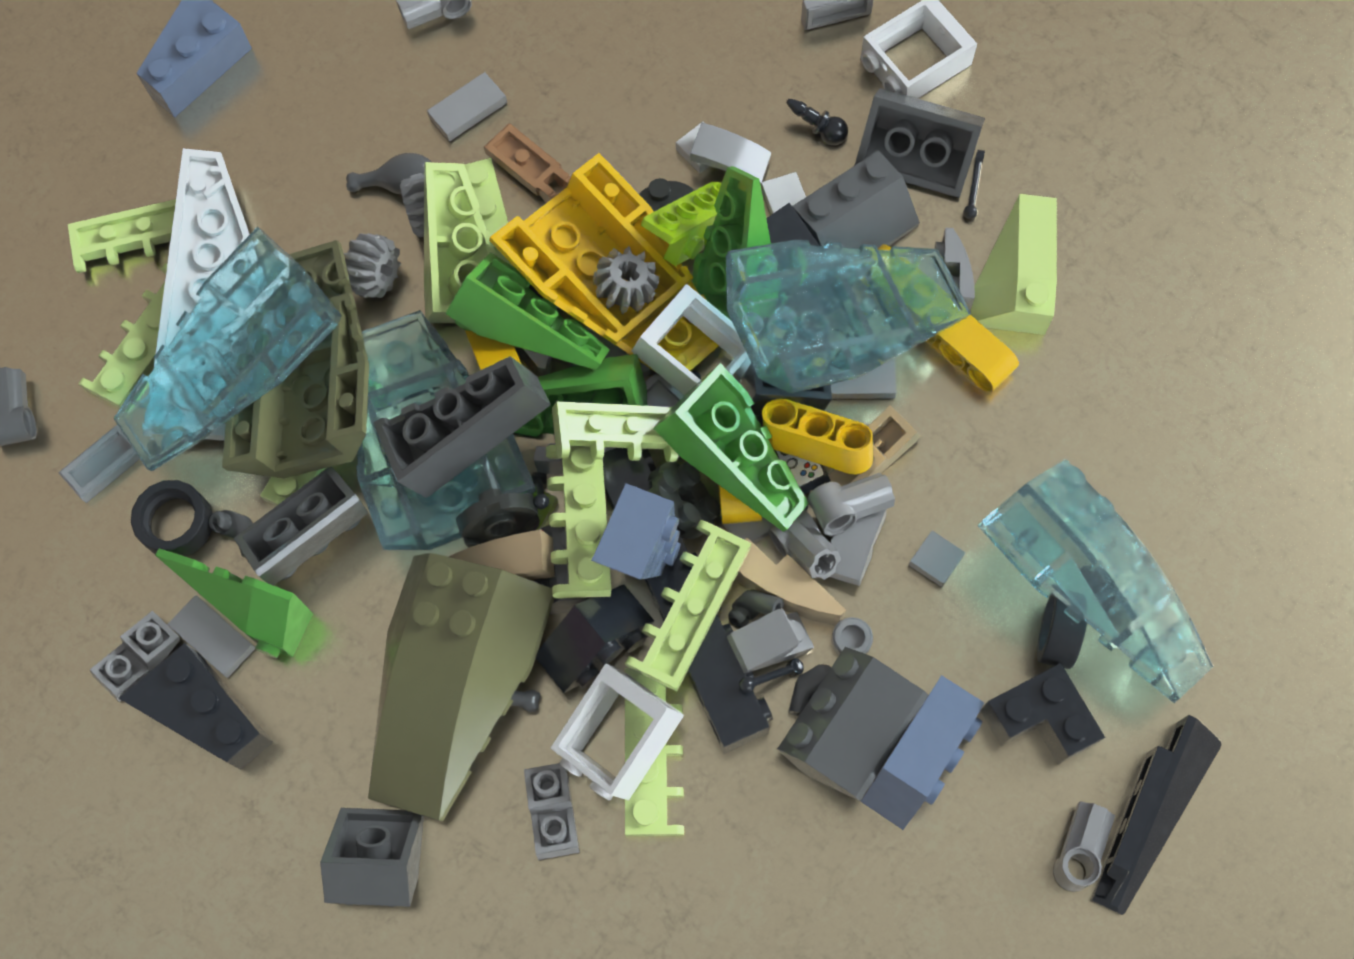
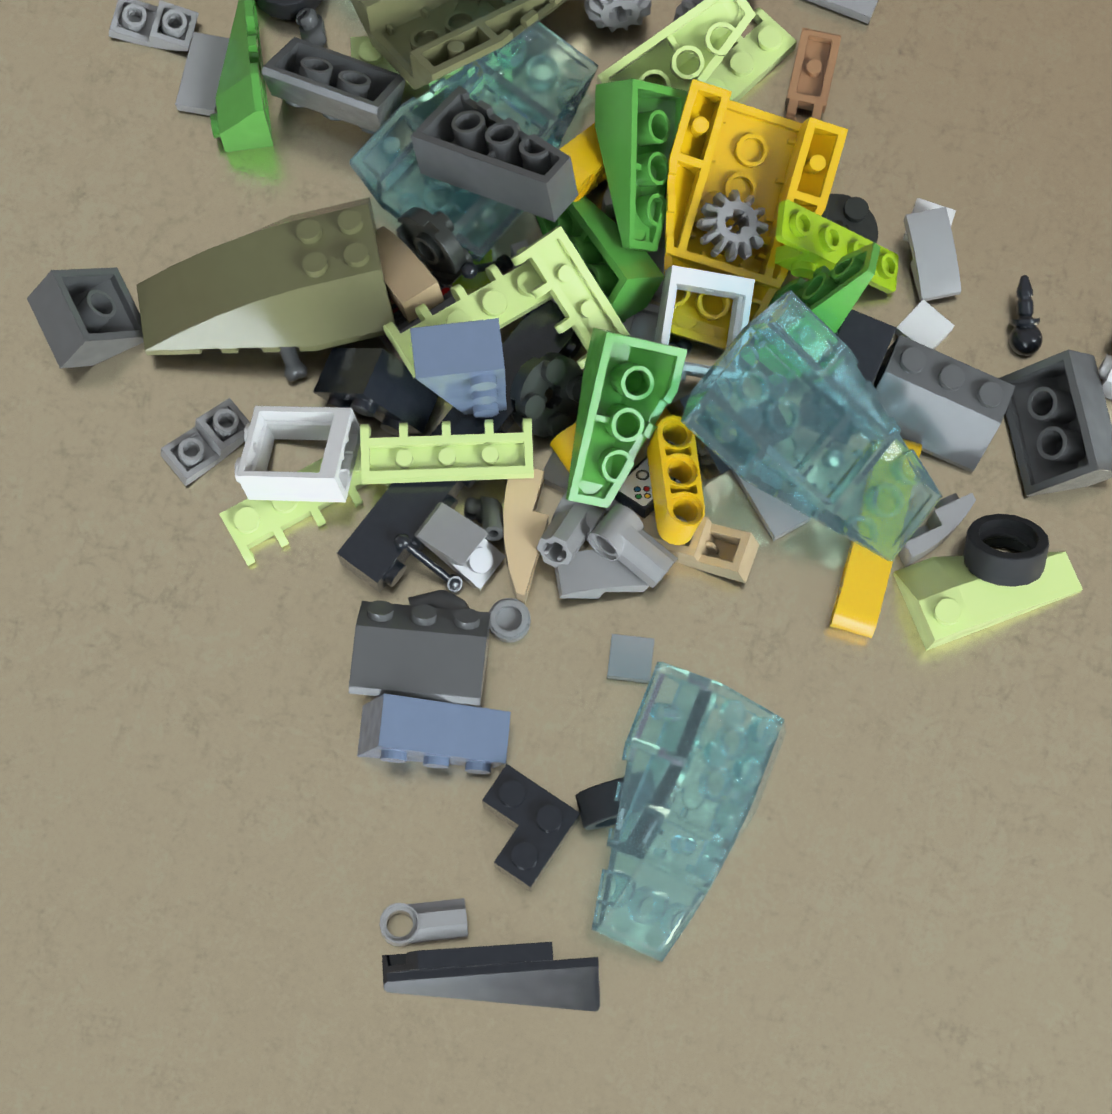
camera: 55 degrees right, 5 degrees up
(199, 706) = (134, 101): black wedge -> none
(971, 211) = (1078, 494): black hinge -> none
(1013, 243) = (1005, 567): none -> black tyre

